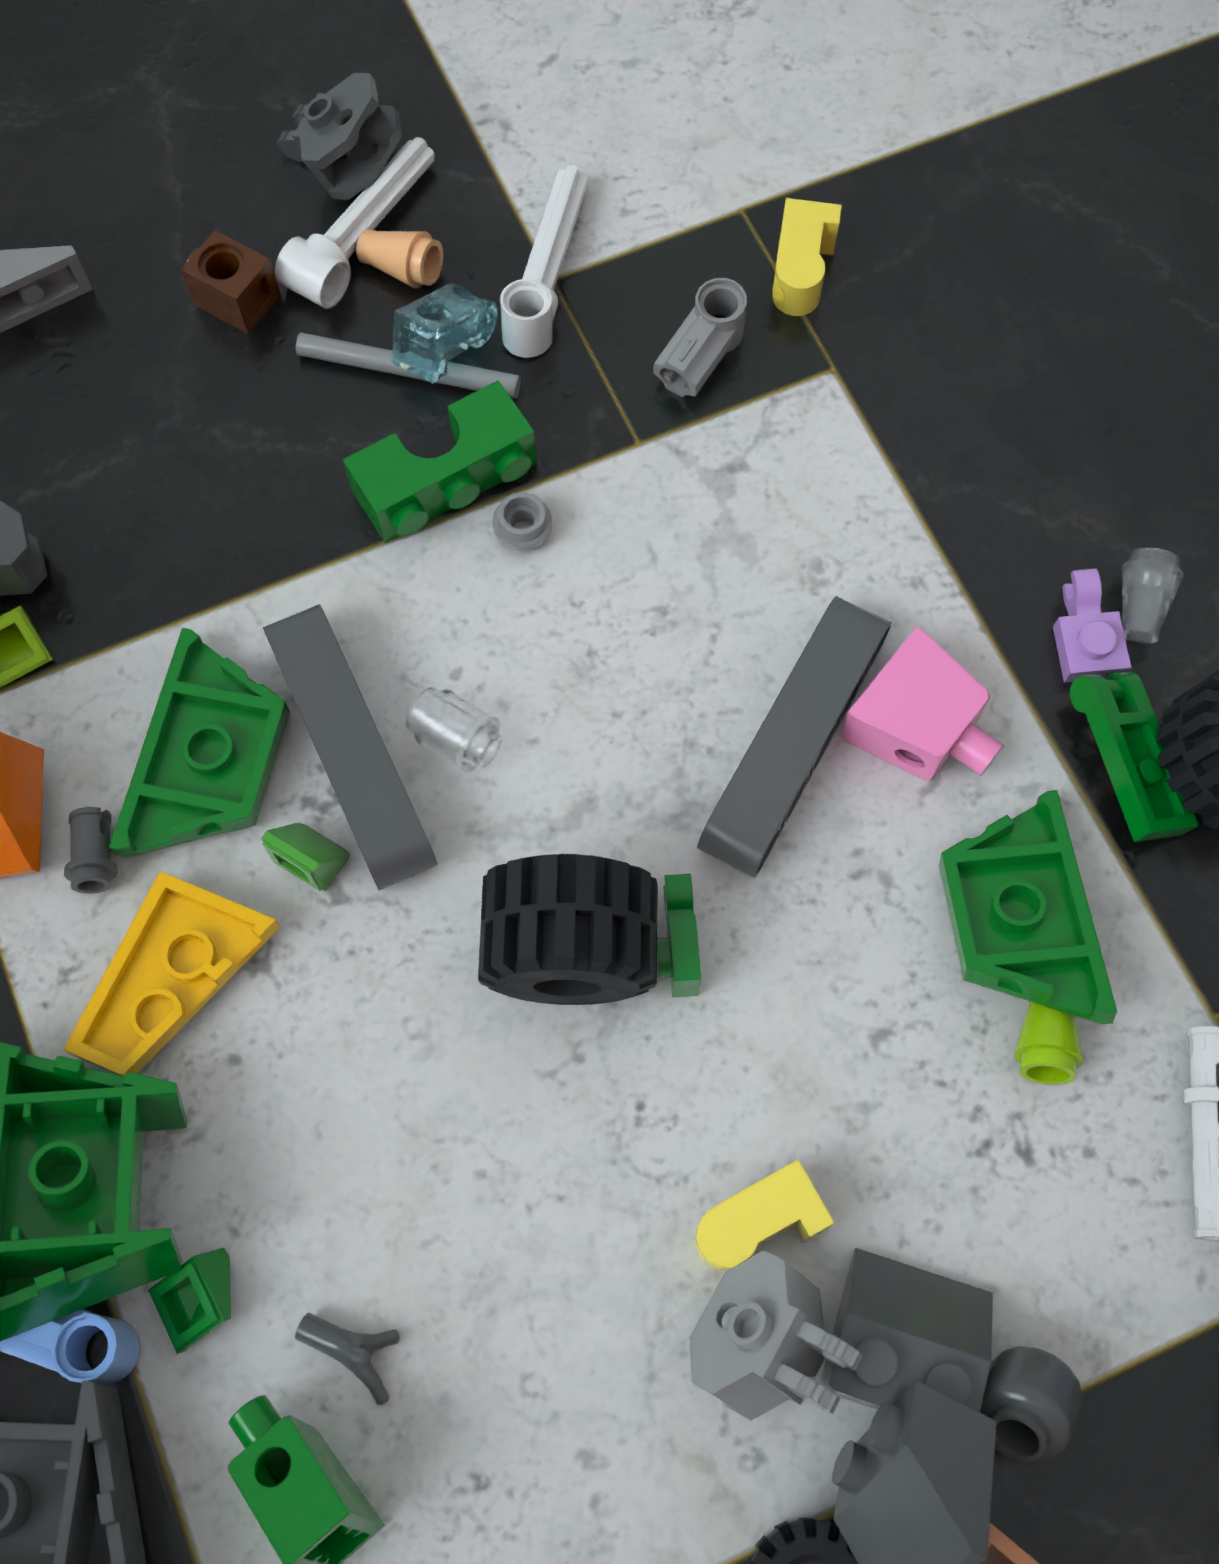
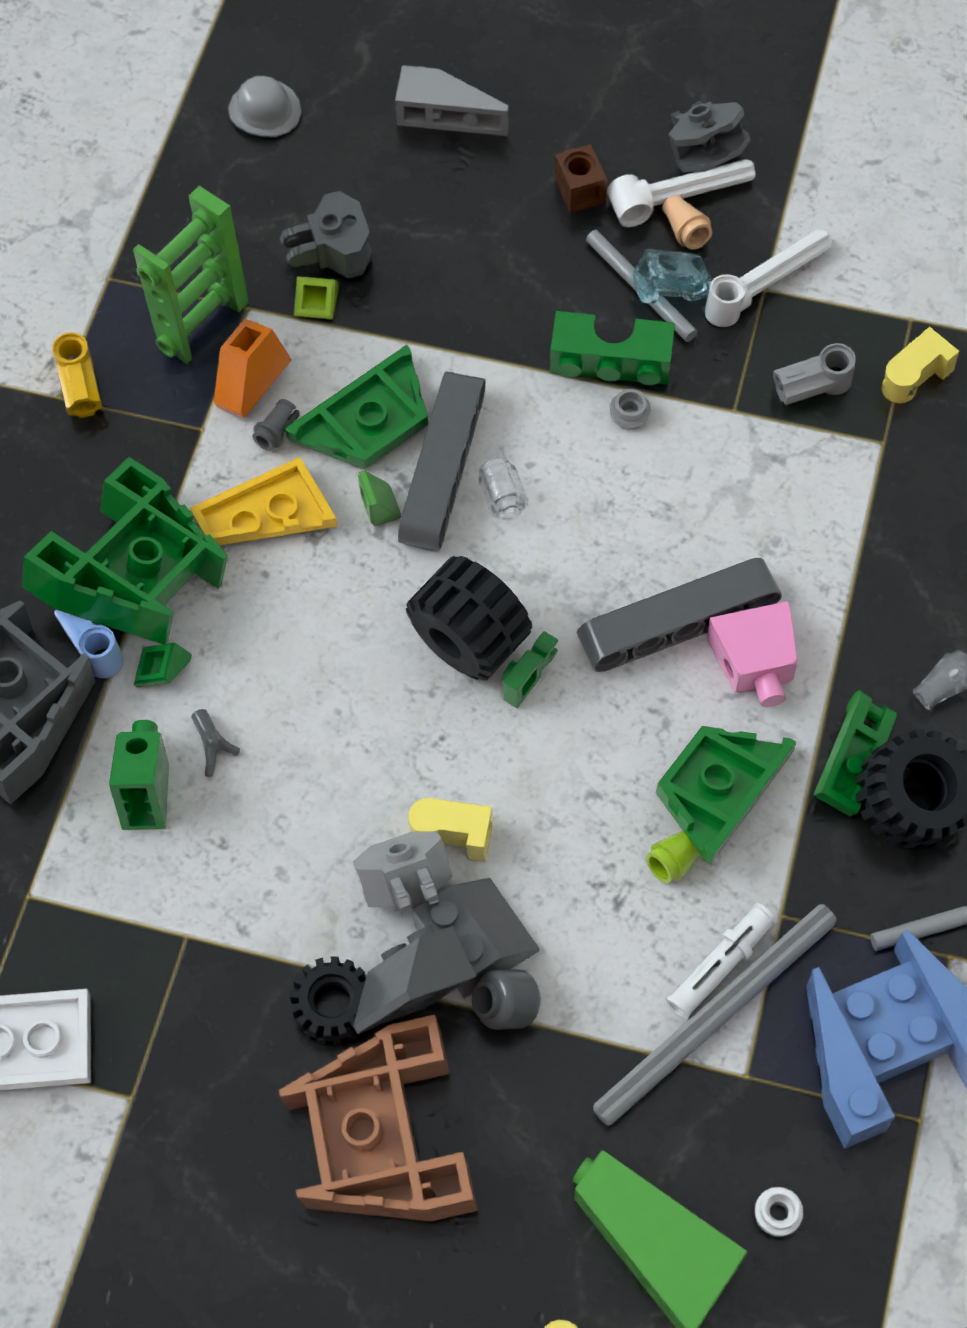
camera: 40 degrees right, 5 degrees down
(1087, 638) = (892, 681): lavender plate -> none

